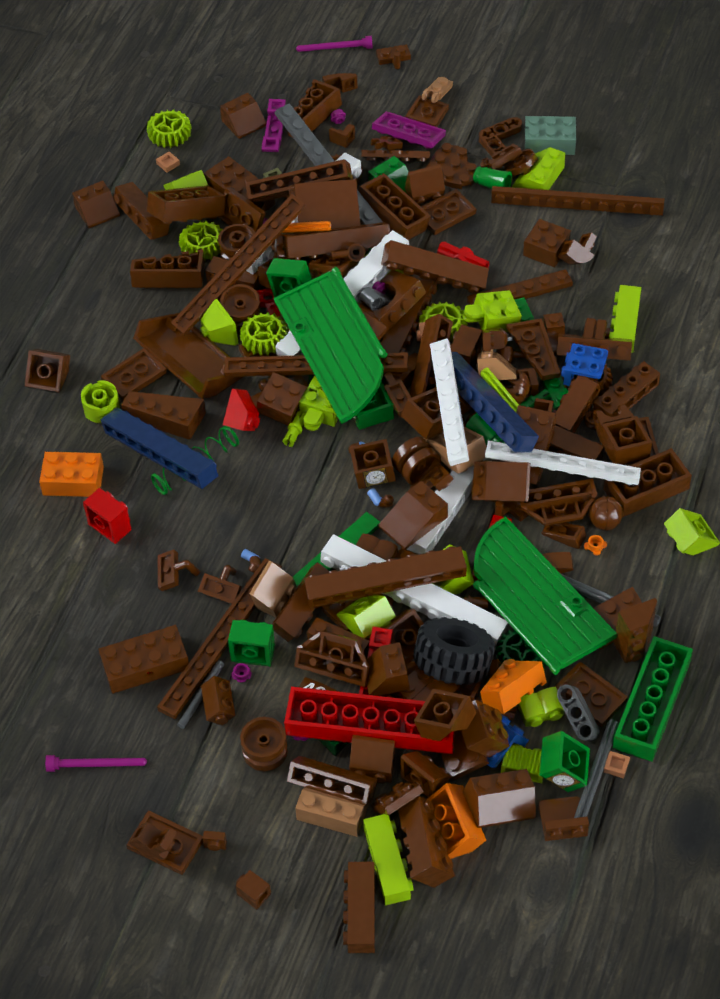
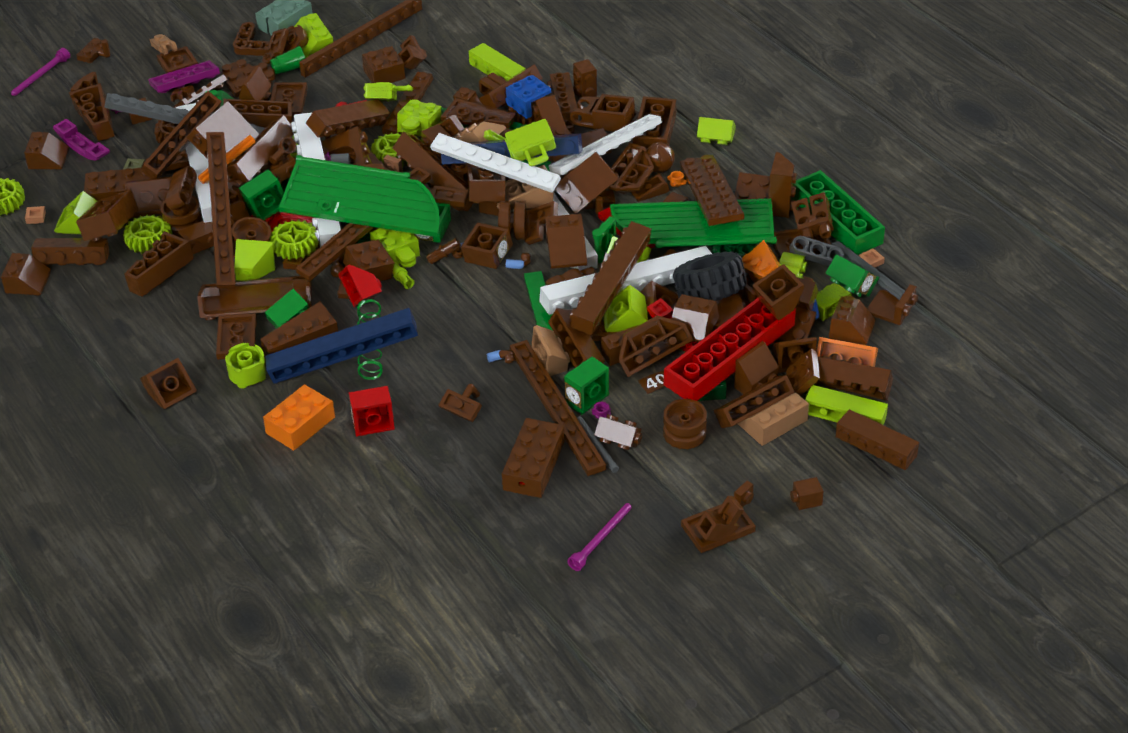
camera: 55 degrees left, 10 degrees down
(179, 384) = (286, 308): none -> green brick
(220, 587) = (509, 383): reddish brown plate -> none
(238, 224) = (181, 188): none -> reddish brown beam
(342, 439) = (443, 251): none -> reddish brown axle
(455, 536) = (603, 236): none -> green plate
(484, 408) = (531, 141): none -> lime piece
(503, 265) = (384, 91): none -> lime piece
(585, 580) = (711, 190): none -> reddish brown plate
(612, 683) = (813, 218): none -> reddish brown hips
(660, 390) = (585, 79): none -> reddish brown brick

